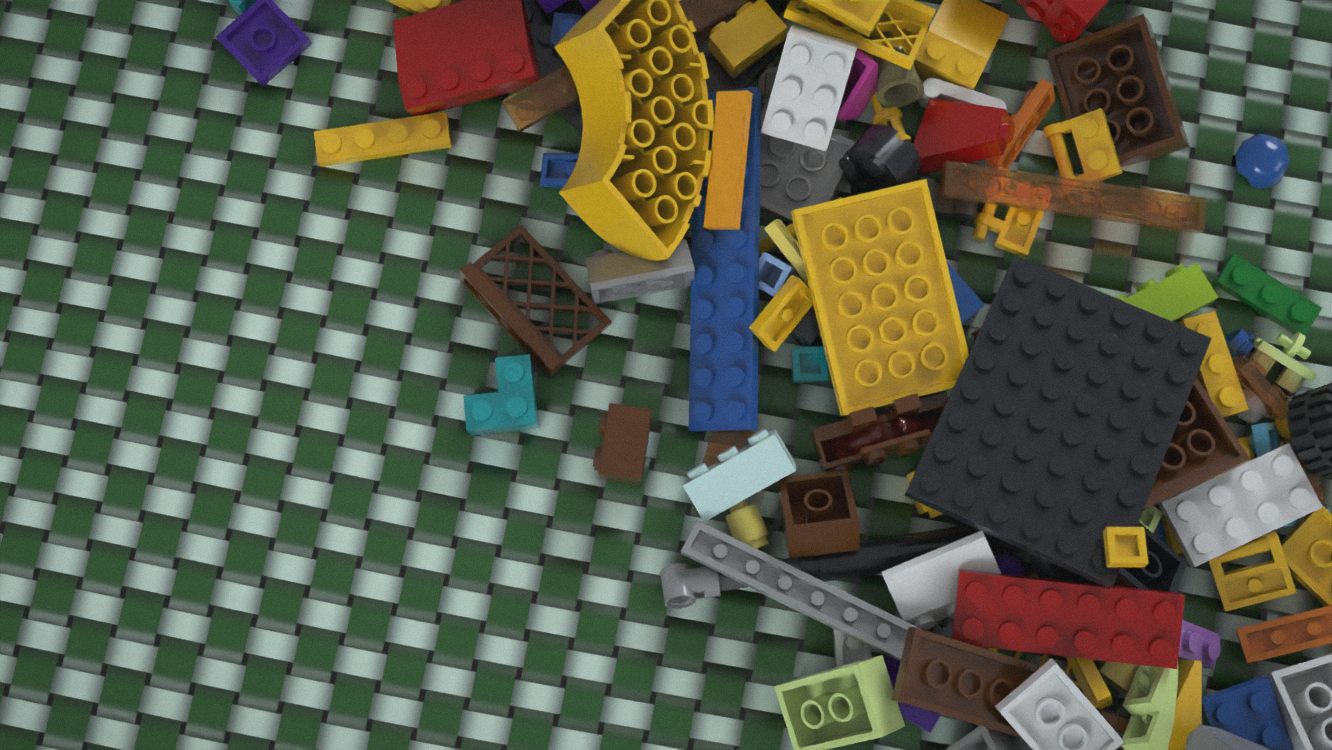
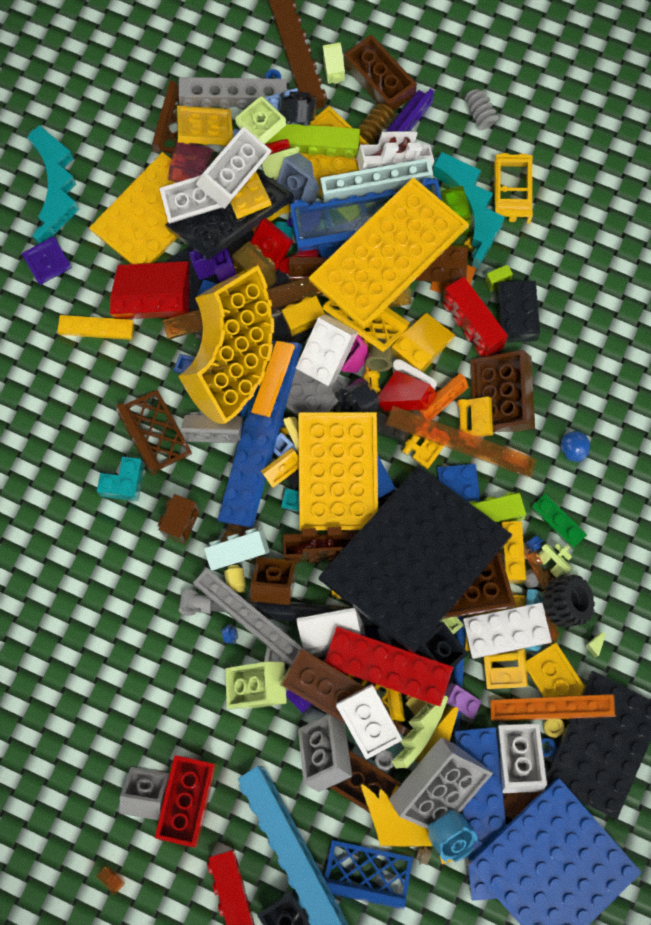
camera: 20 degrees right, 5 degrees down
(763, 624) = (230, 634): none -> blue plate
(1087, 262) = (461, 480): none -> blue plate
(1125, 547) = (424, 631): yellow plate -> none

